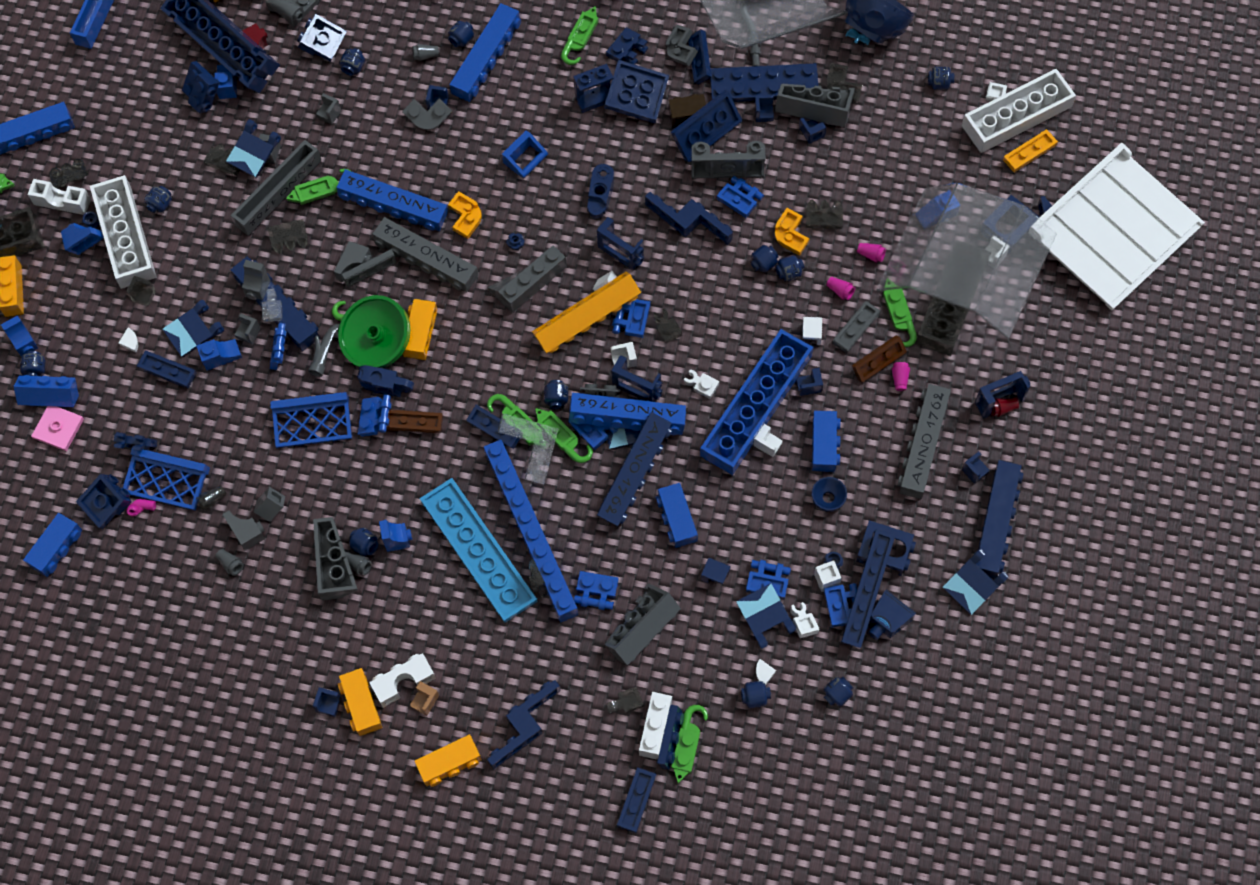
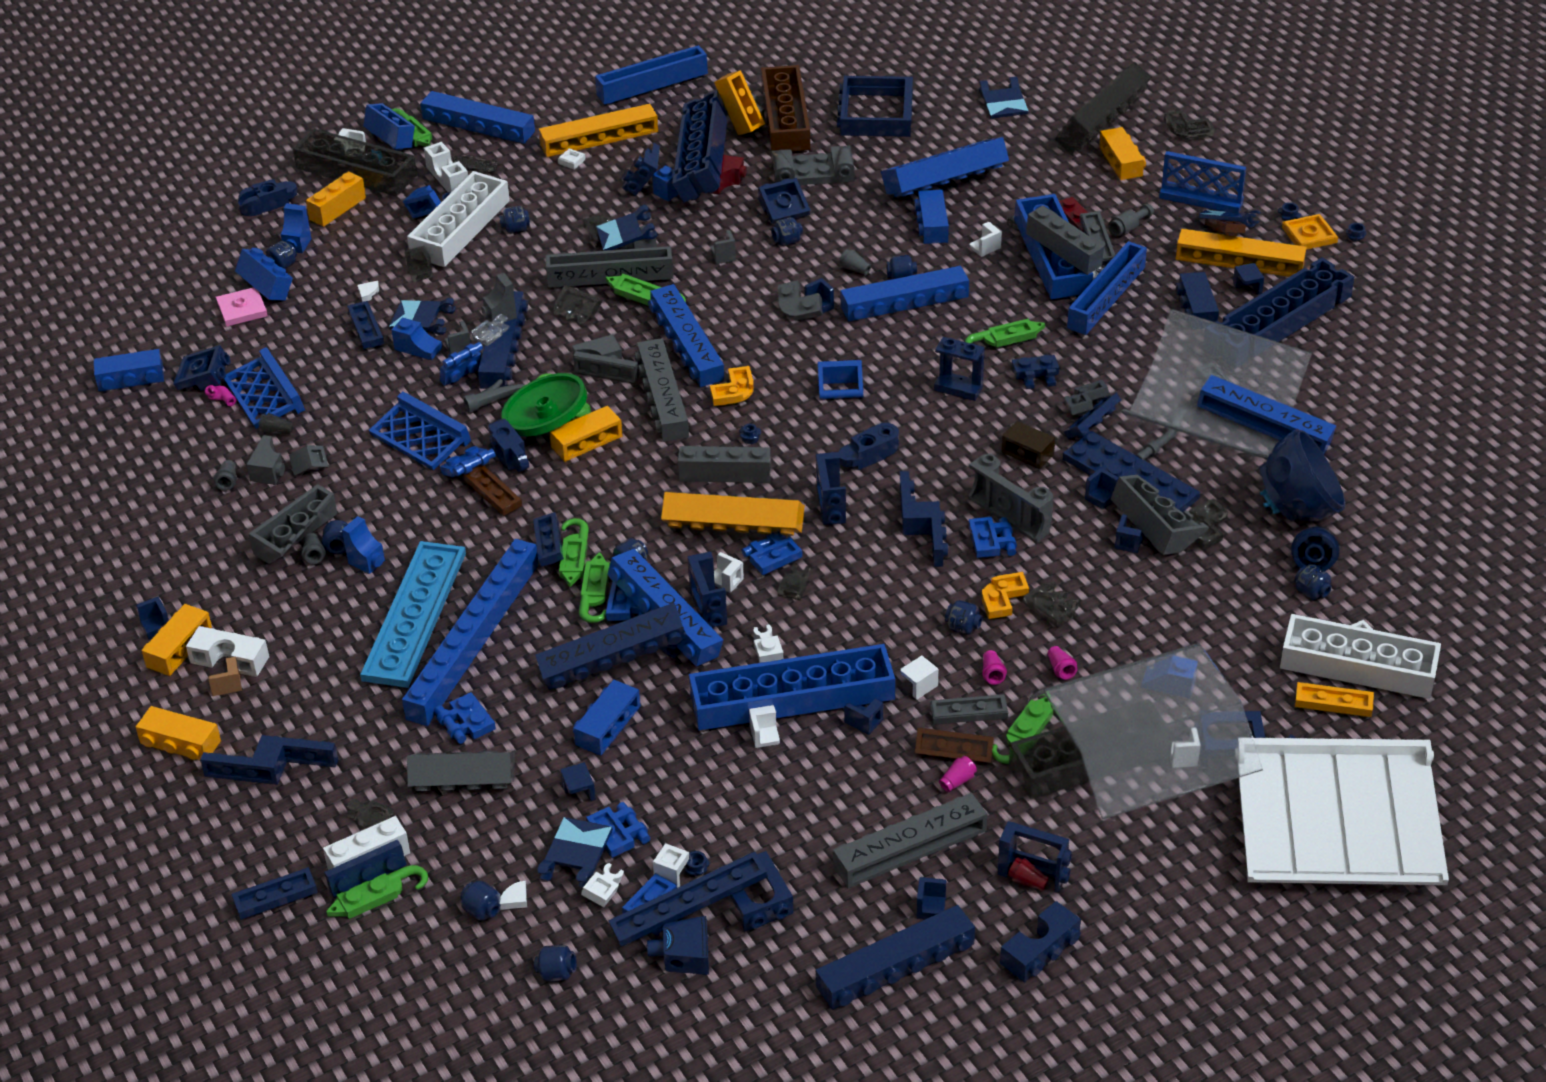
camera: 45 degrees right, 25 degrees down
(119, 76) = (598, 130): none -> light orange brick
(128, 115) = (571, 159): none -> white tile
(139, 441) = (272, 344): dark blue plate -> none
(536, 580) = (421, 654): clear smoke plate -> none
(543, 438) = (569, 574): clear plate -> none
(610, 390) = (669, 575): dark grey hinge -> none
(636, 91) = (998, 401): dark blue plate -> none
(707, 124) = (1032, 460): dark blue plate -> none
(764, 258) = (947, 591): dark blue head -> none
(825, 441) = (814, 766): blue brick -> none
(832, 486) = (760, 800): dark blue piece -> none
(923, 54) = (1315, 547): none -> dark blue cone
(972, 585) = (795, 984): dark blue flag -> none
(1055, 426) = (1028, 956): none -> dark blue arch

